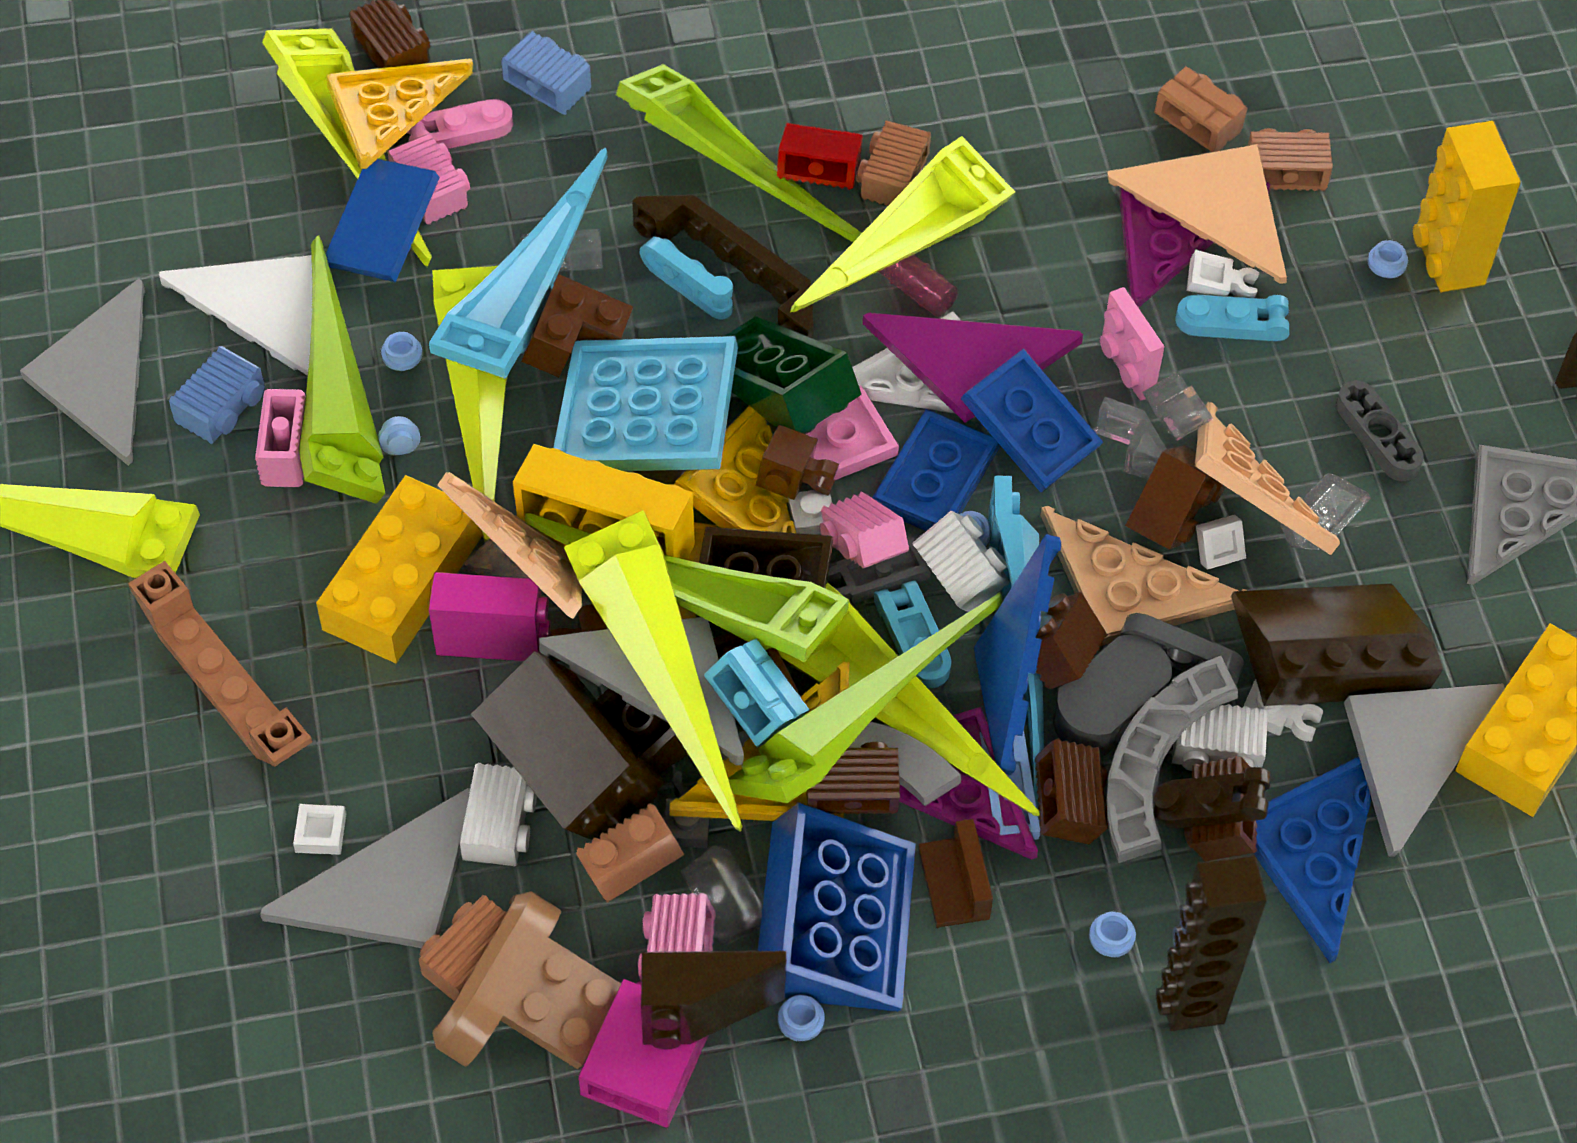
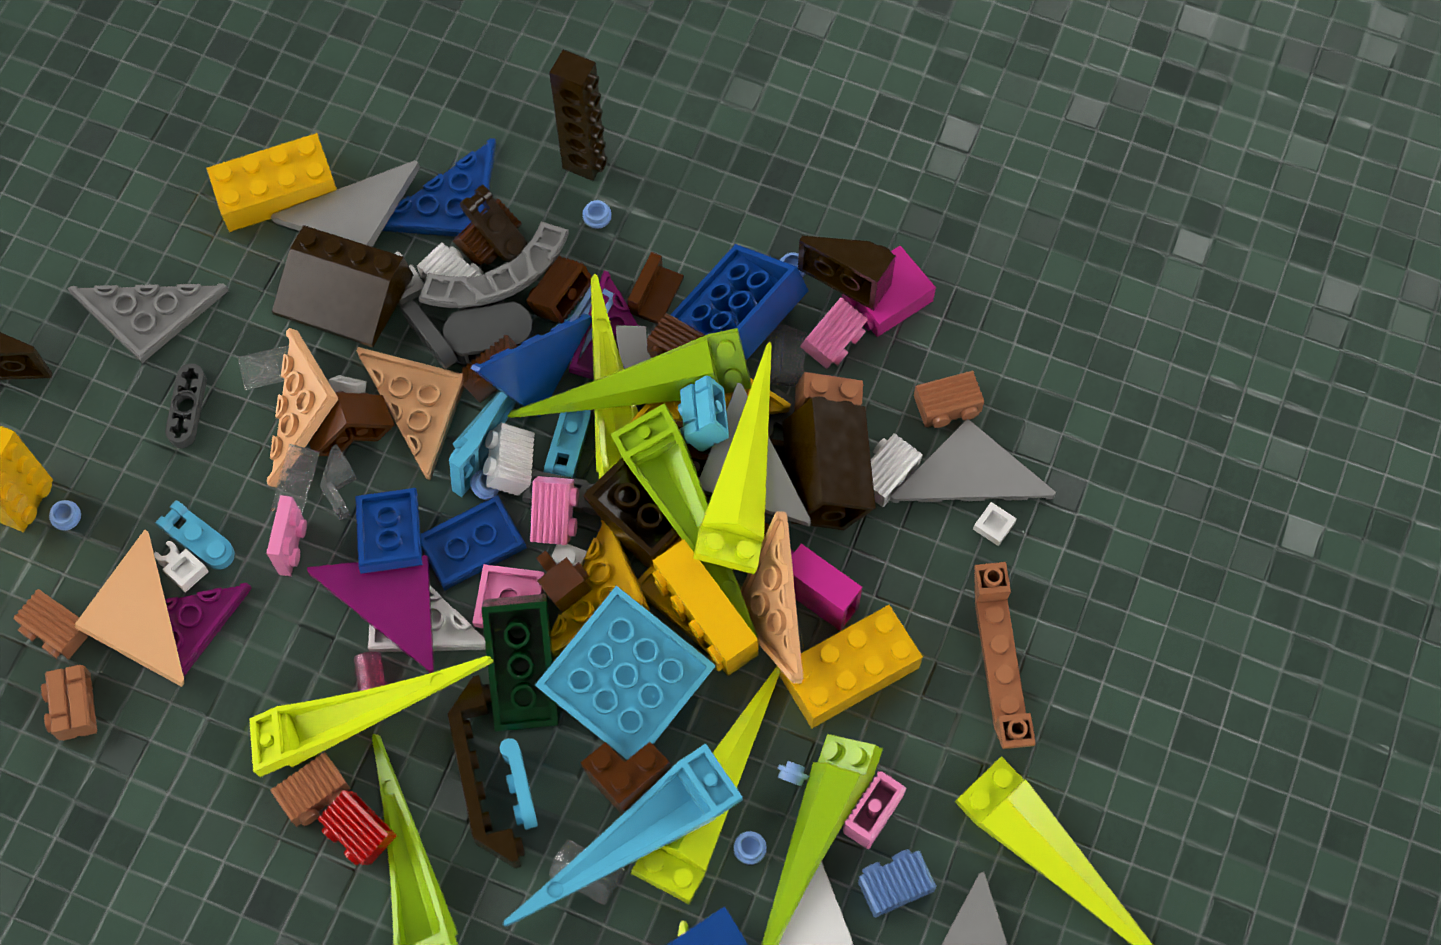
camera: 145 degrees left, 10 degrees up
(530, 988) = (927, 356): medium nougat piece -> none

